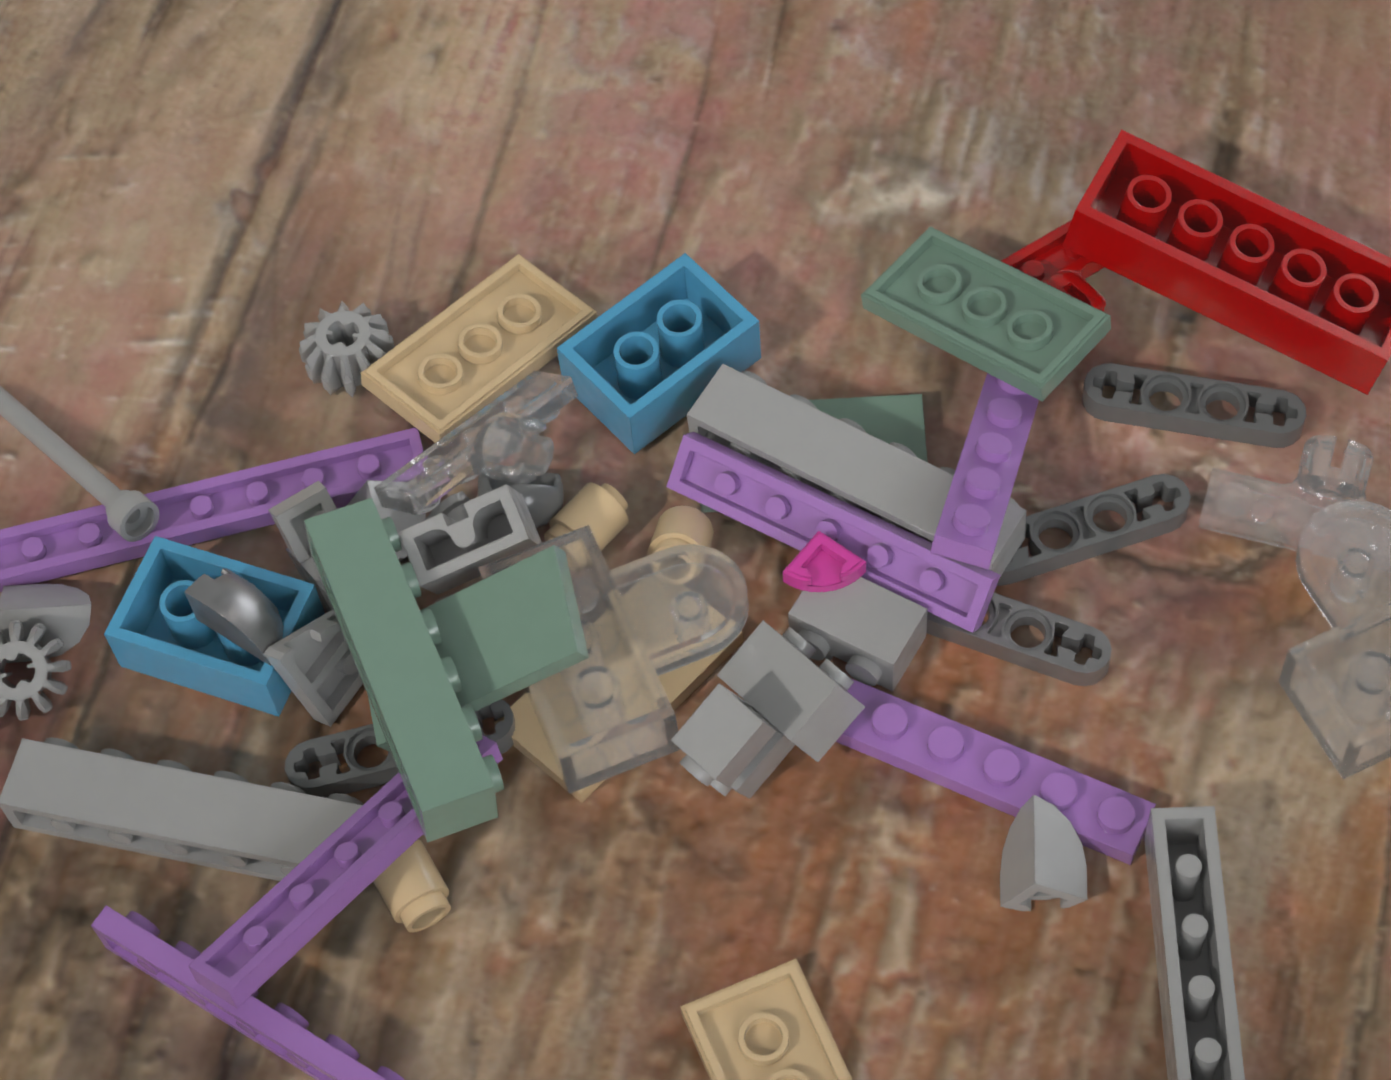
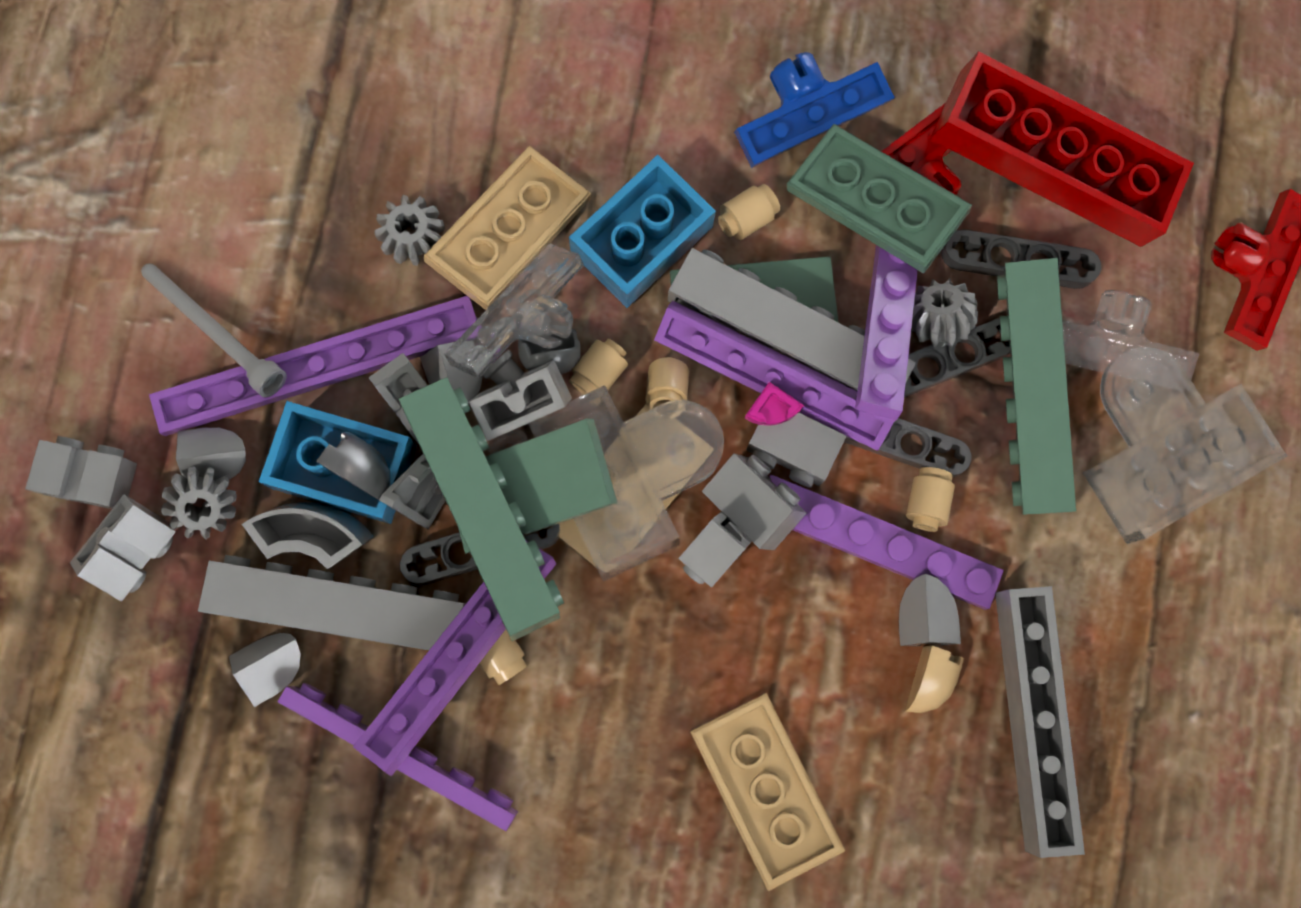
camera: 15 degrees left, 20 degrees up
(81, 890) = (266, 666): none -> light grey brick
(160, 705) = (308, 529): none -> light grey brick
(810, 336) = (748, 211): none -> tan brick
(899, 209) = (810, 106): none -> blue plate
(1049, 952) = (934, 679): none -> tan brick
(1050, 704) = (930, 499): none -> tan brick
(1073, 461) = (944, 312): none -> light grey gear
(1205, 559) = (1039, 387): none -> sand green brick

